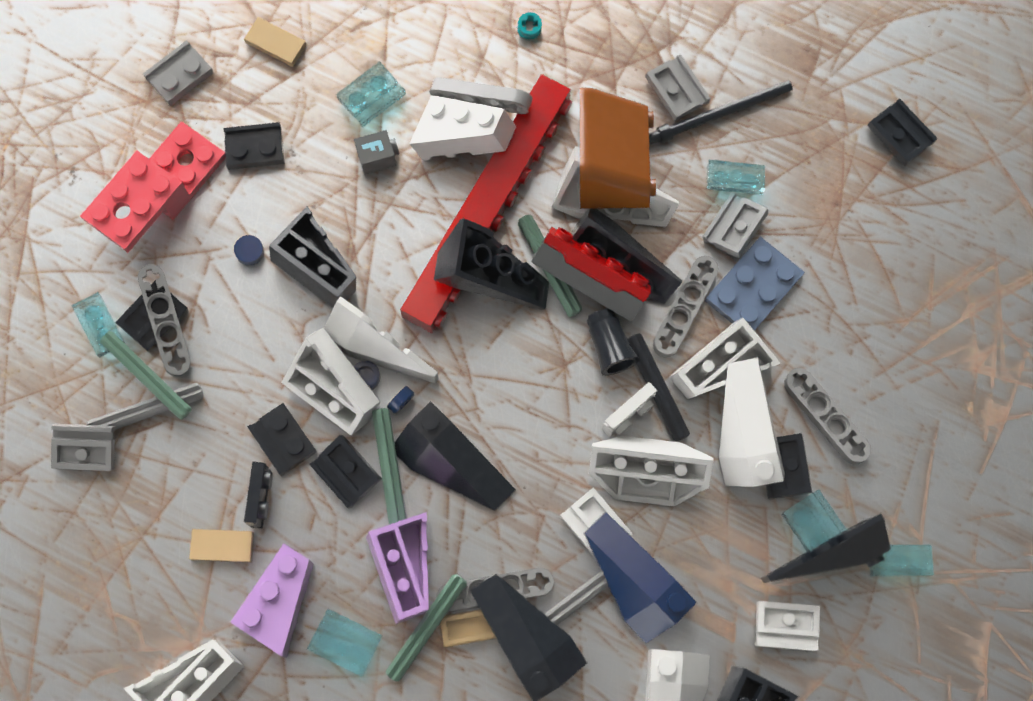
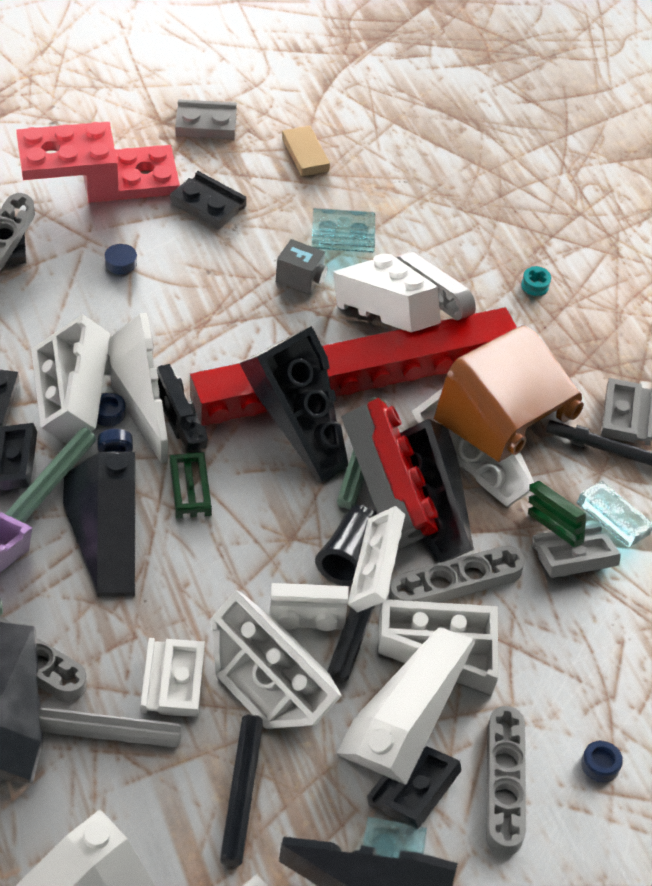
camera: 40 degrees right, 25 degrees down
(313, 260) = (160, 289): black wedge -> none
(415, 339) = (179, 411): none -> black hinge
(490, 400) = (190, 507): none -> dark green tile
(642, 588) = (154, 757): dark blue wedge -> none
(646, 346) = (376, 559): none -> white plate
(698, 556) = (241, 791): none -> black axle
(708, 211) = (557, 514): none -> dark green tile
(755, 284) = (547, 615): sand blue plate -> none
(865, 356) = (601, 761): none -> dark blue tile

